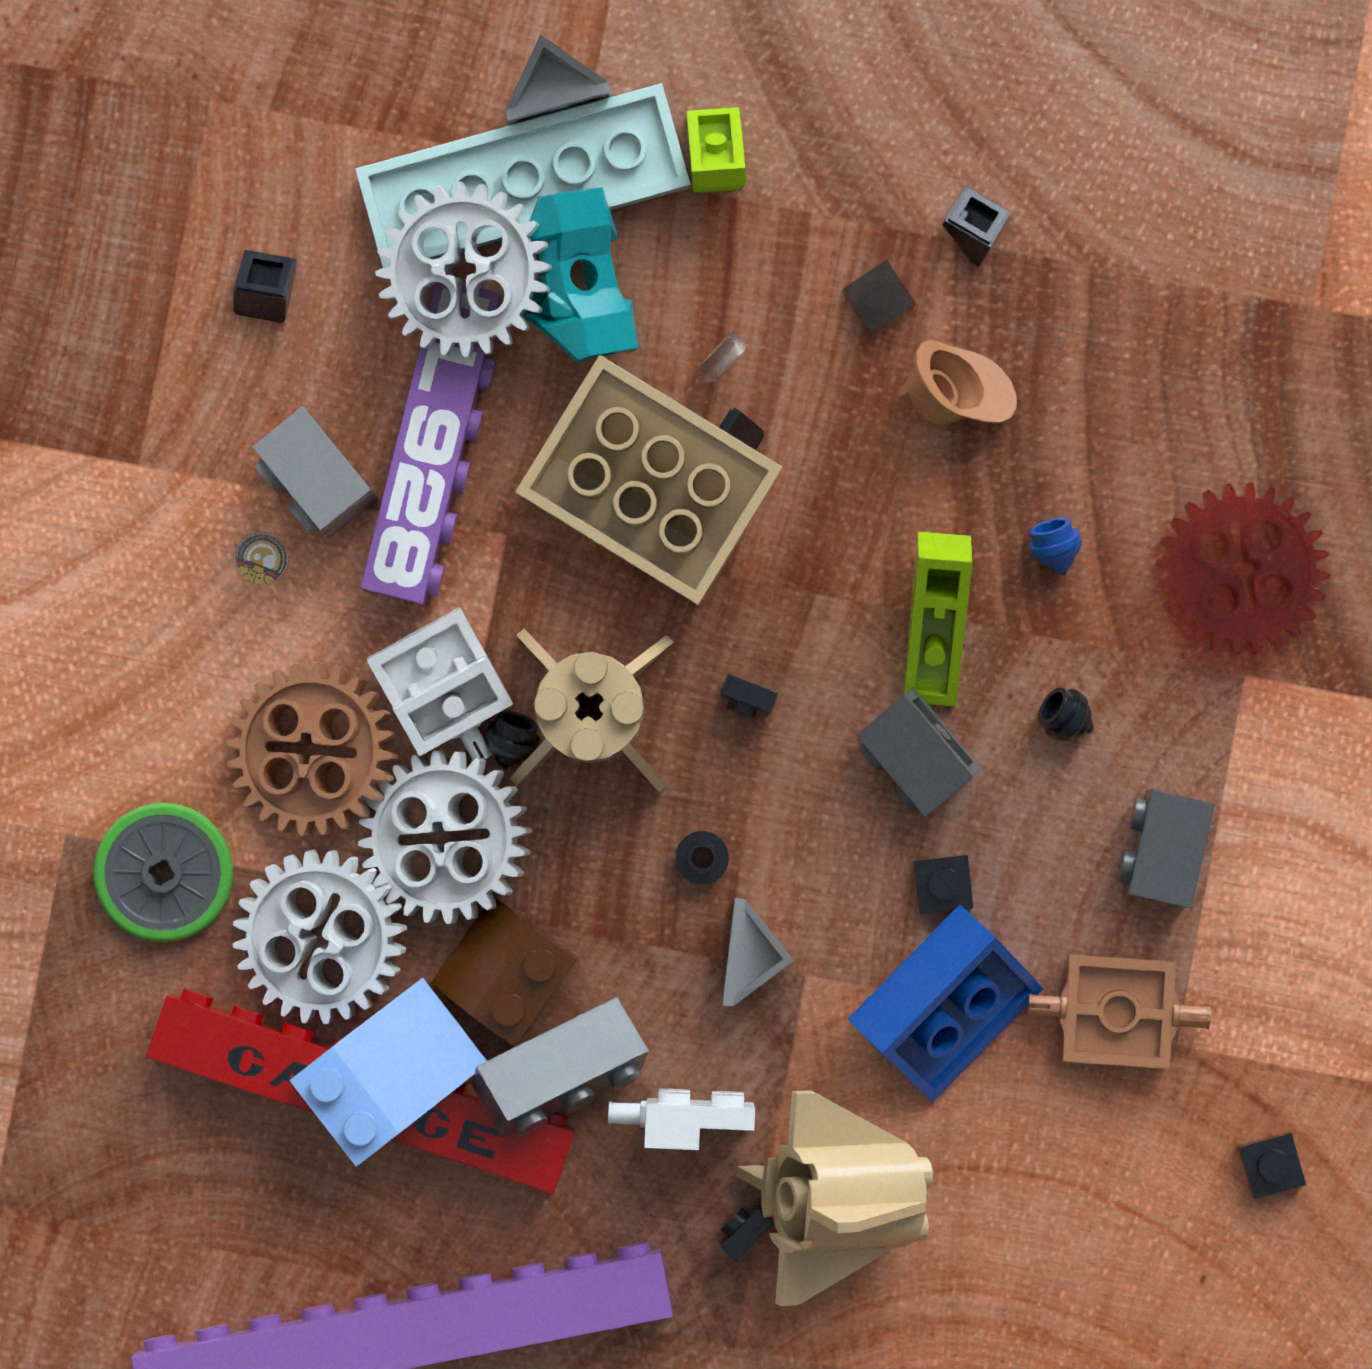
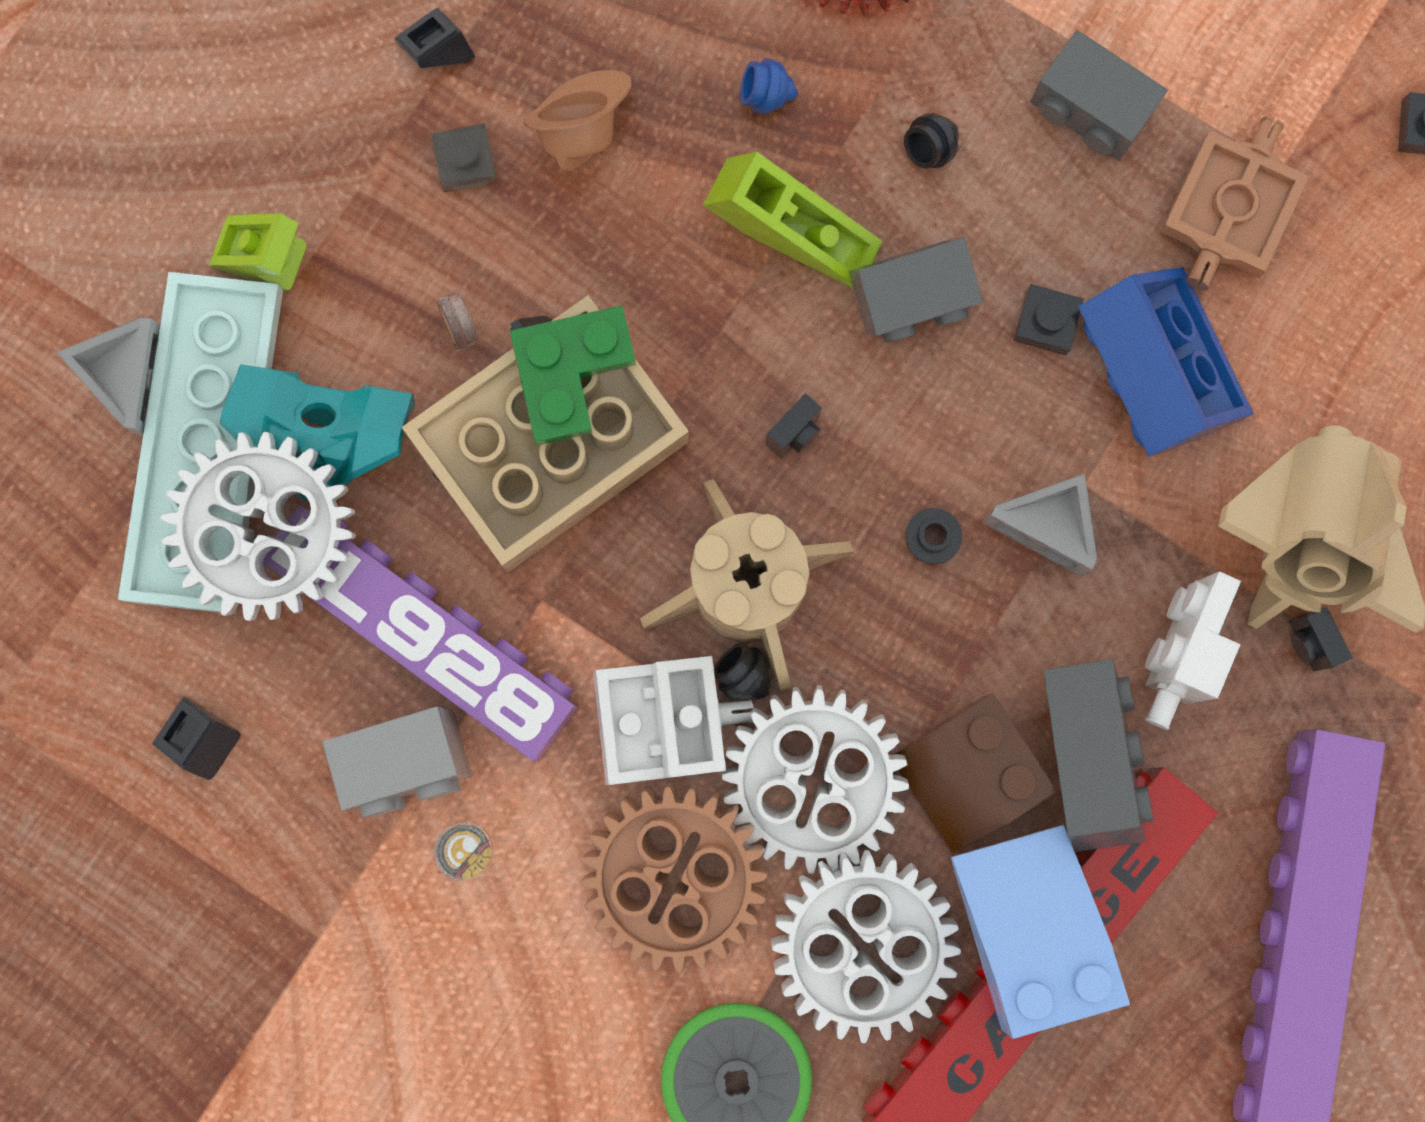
camera: 70 degrees left, 5 degrees down
(712, 463) = (554, 359): none -> green plate

